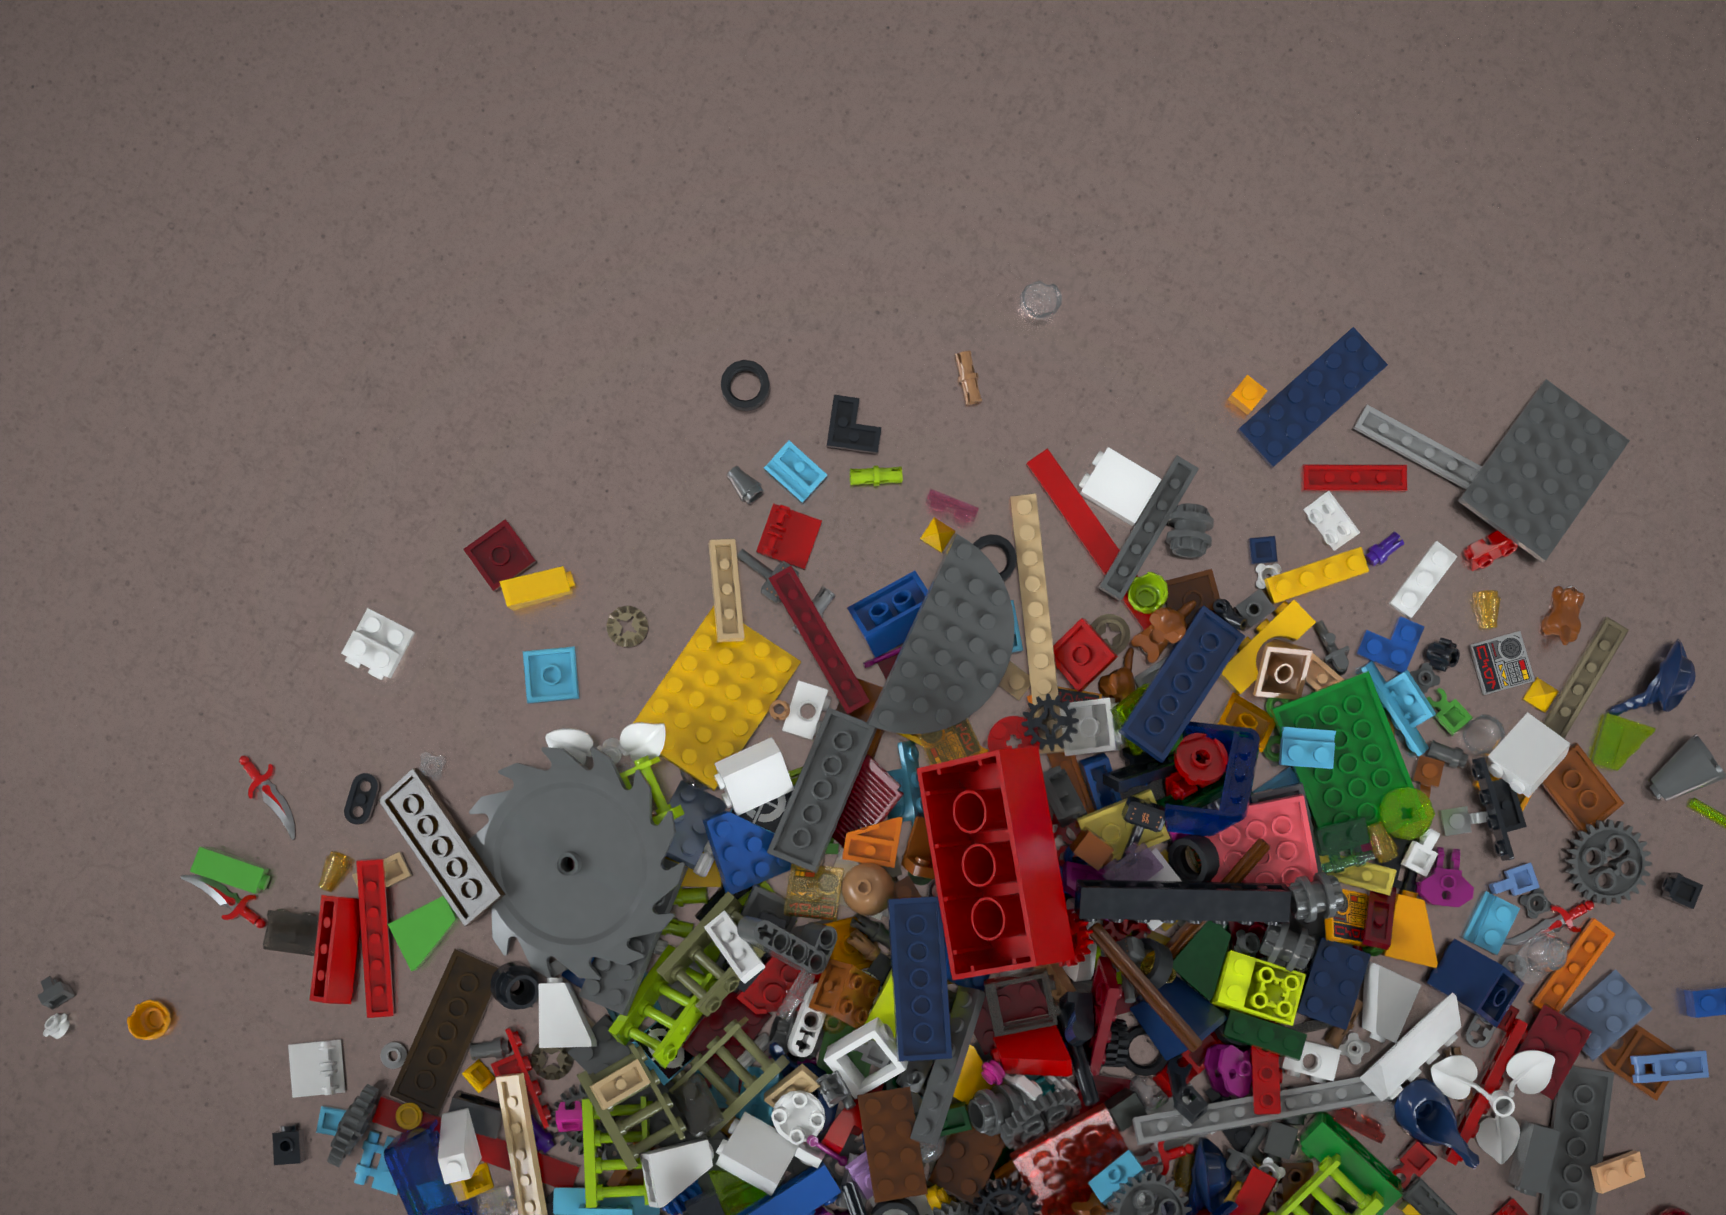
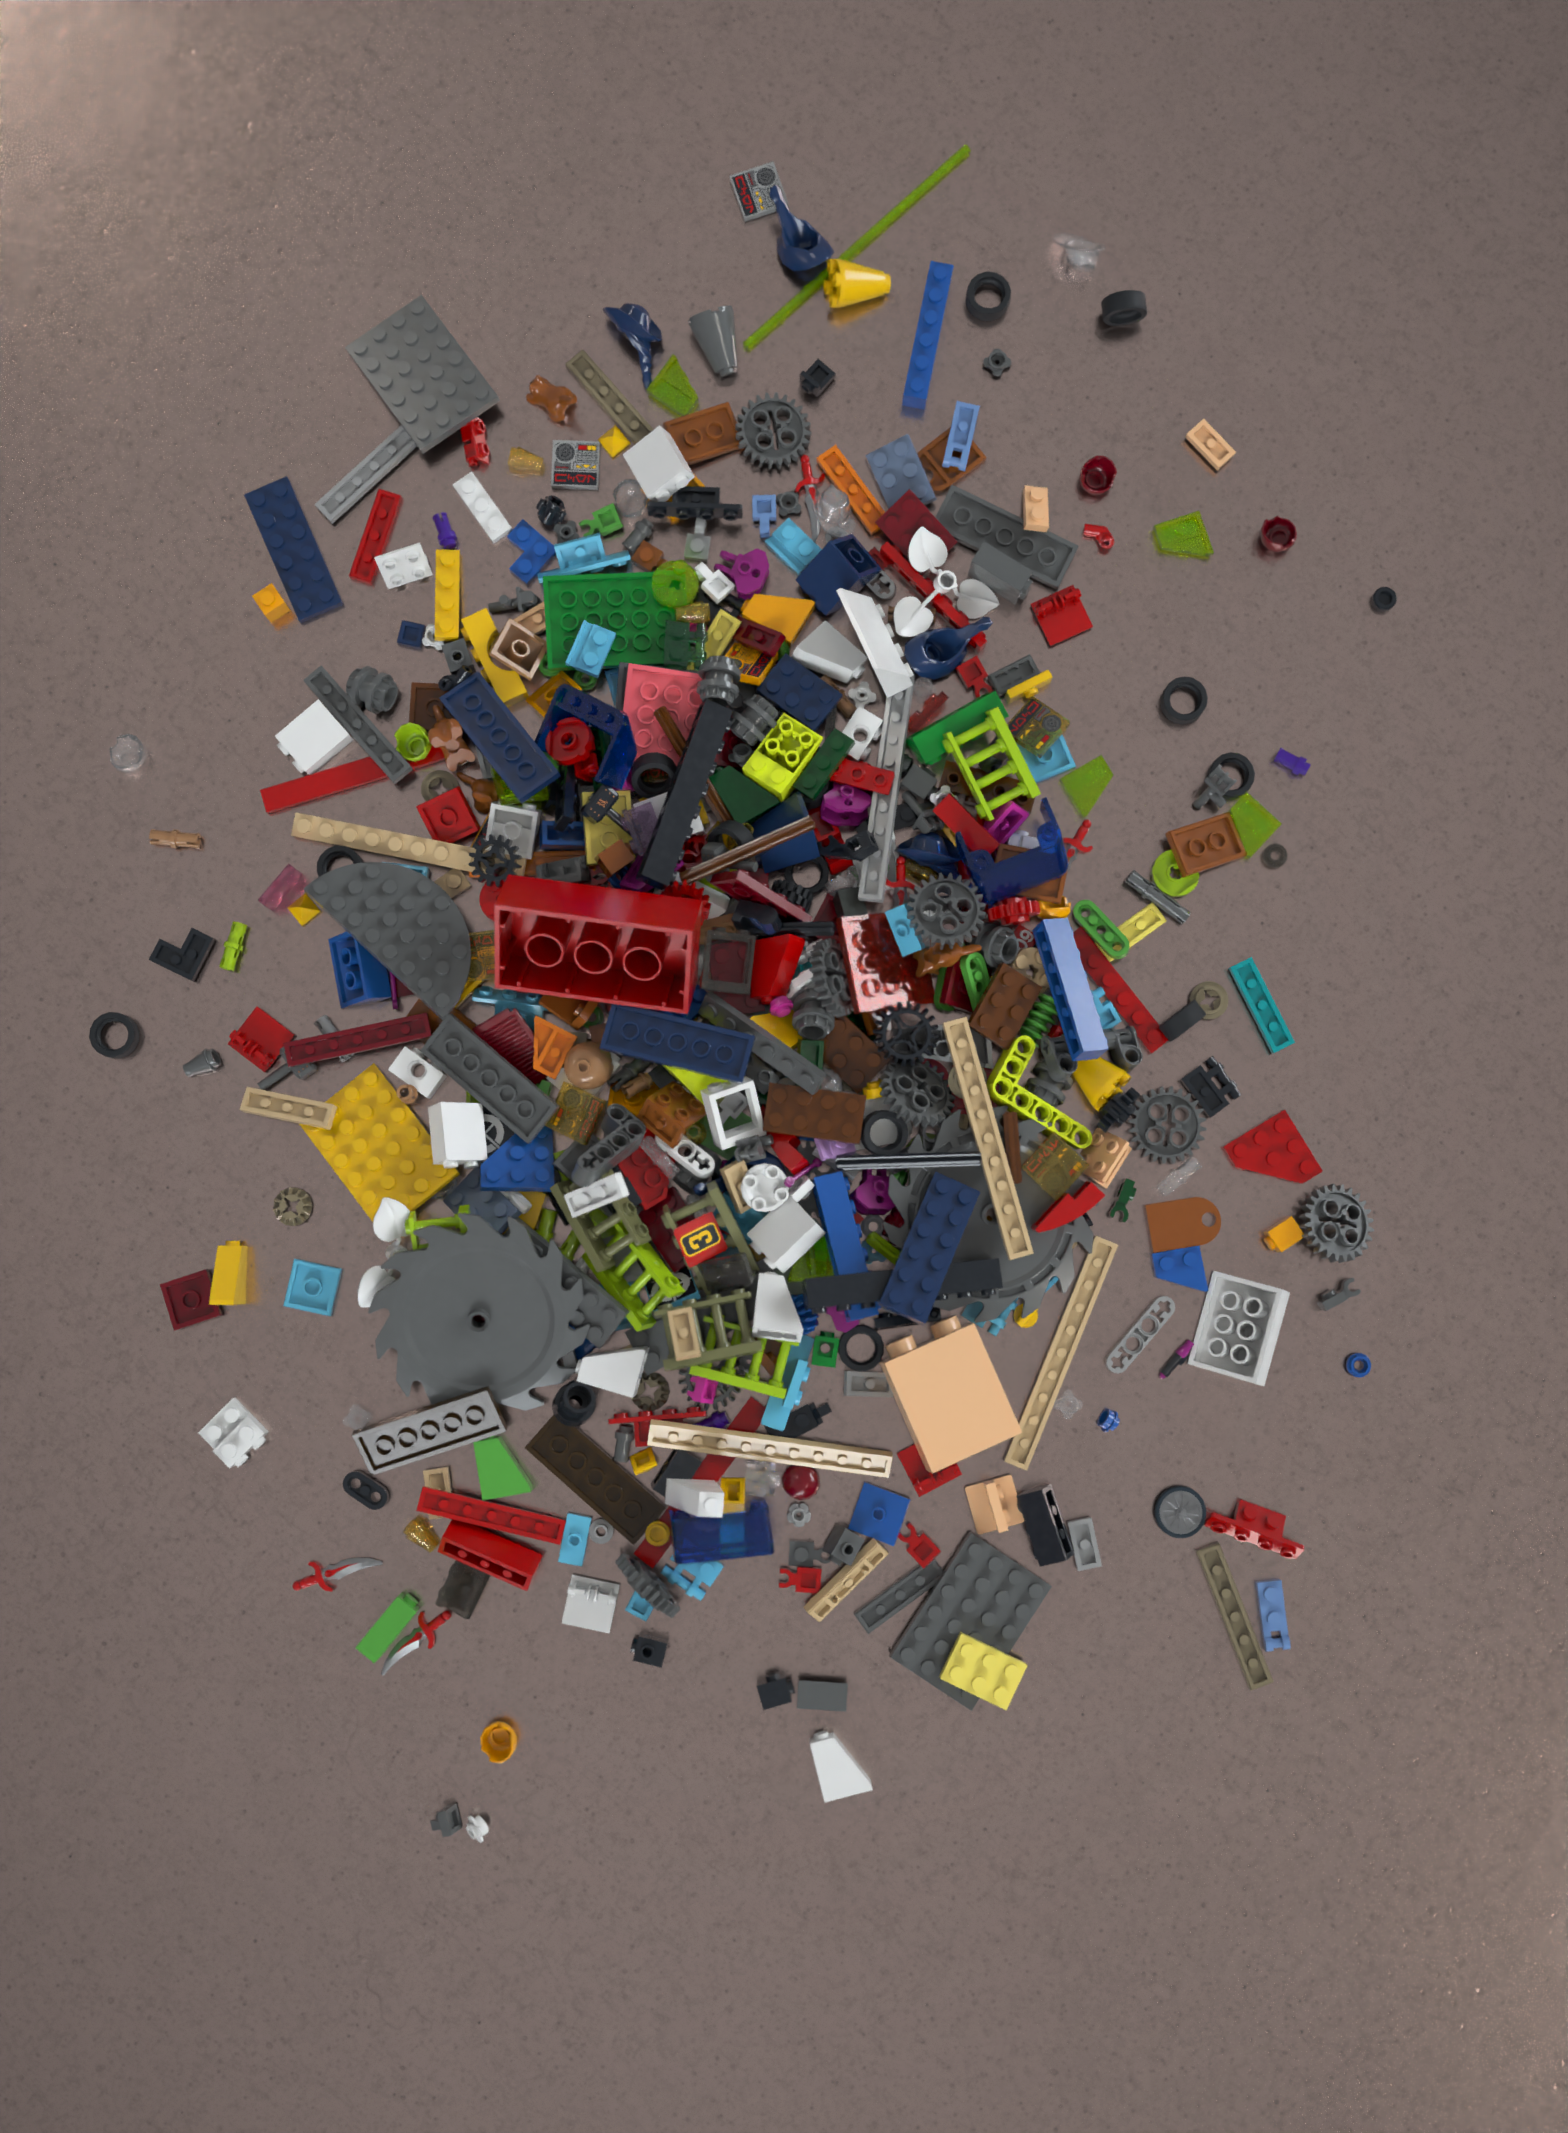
camera: 70 degrees left, 0 degrees up
(377, 1030) = (575, 1539): none -> medium azure plate
(723, 1067) = (700, 1239): none -> sticker
(795, 471) = (205, 1015): medium azure plate -> none

